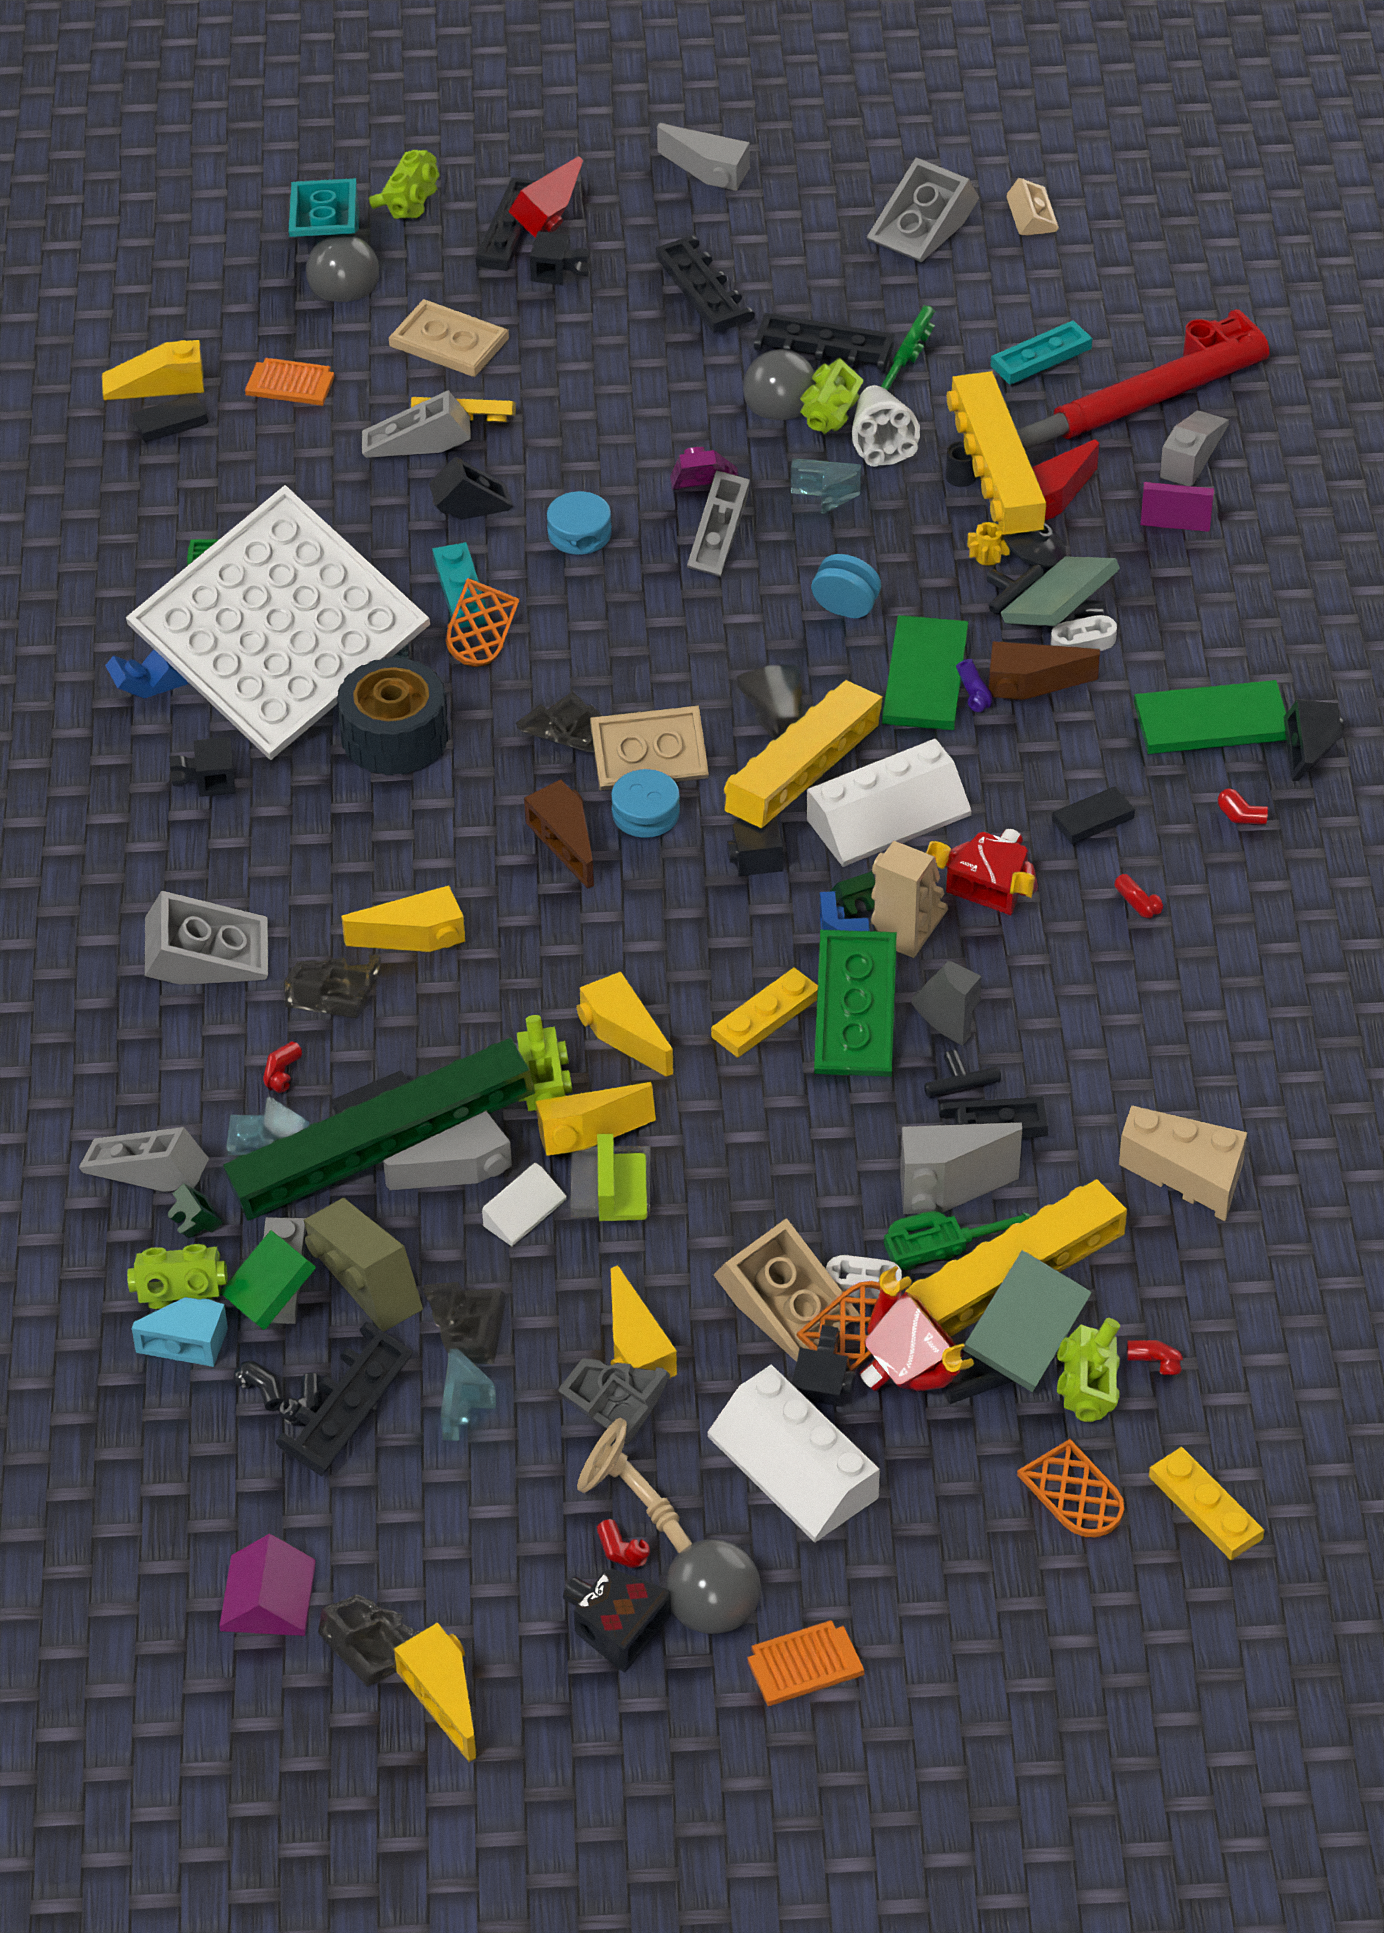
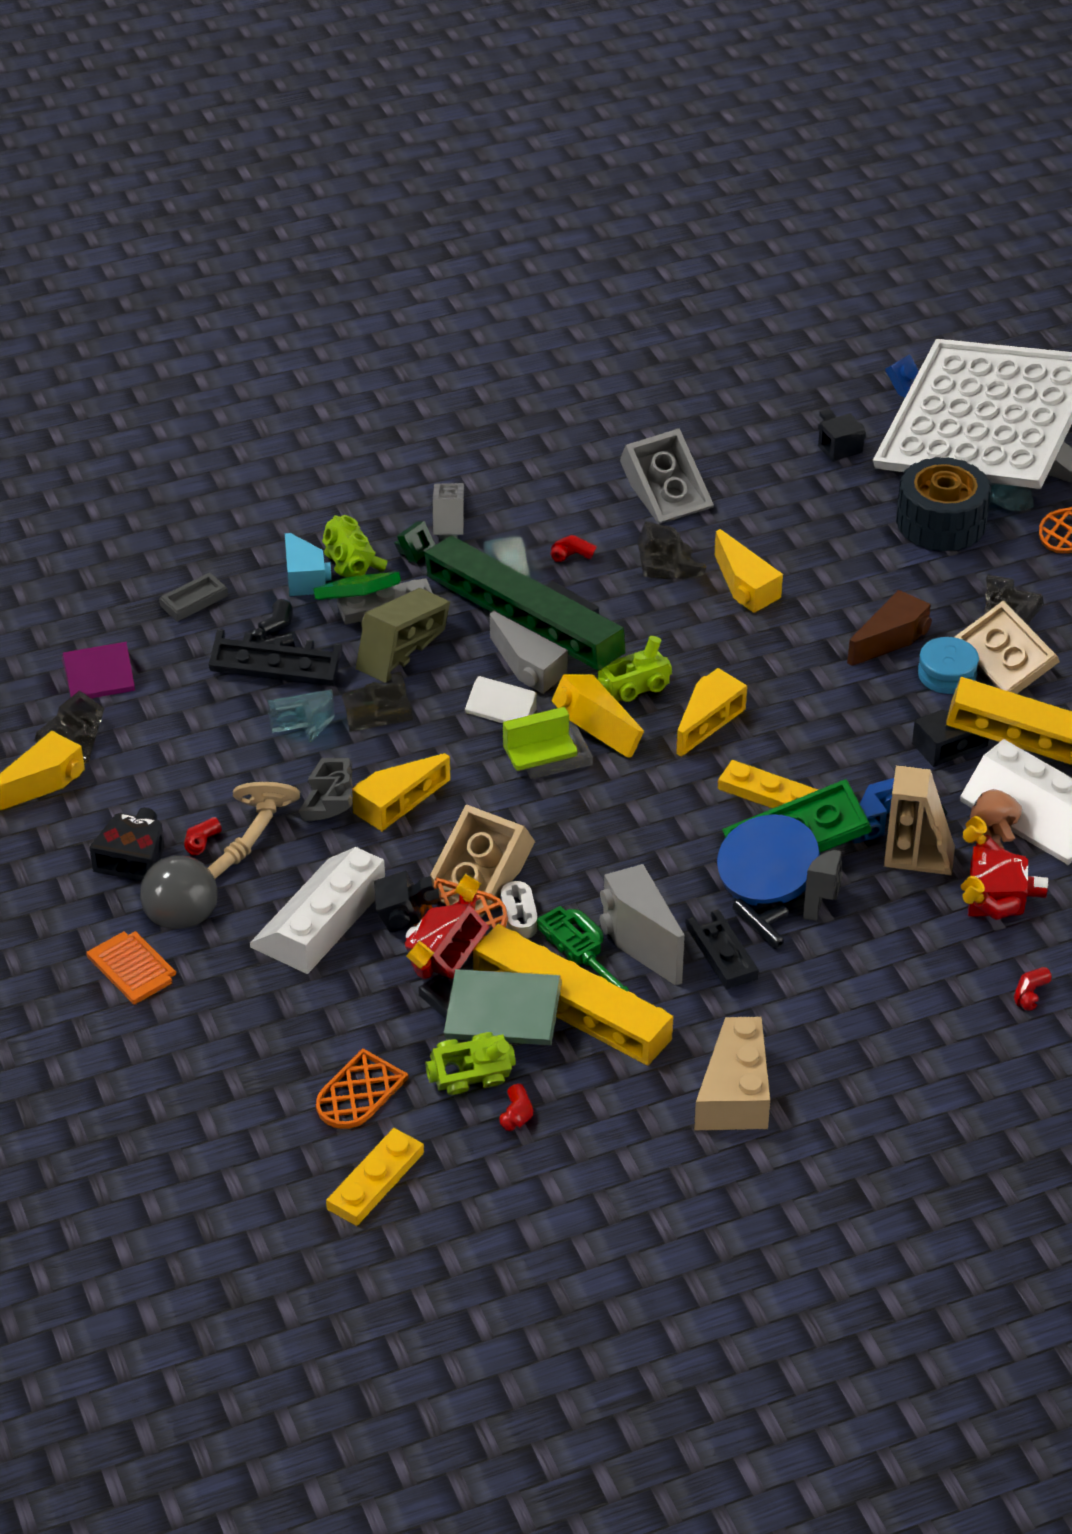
camera: 70 degrees right, 5 degrees down
(172, 1462) = (193, 596): none -> dark grey tile
(895, 1037) = (767, 859): none -> blue tile
(904, 828) = (999, 813): none -> nougat piece

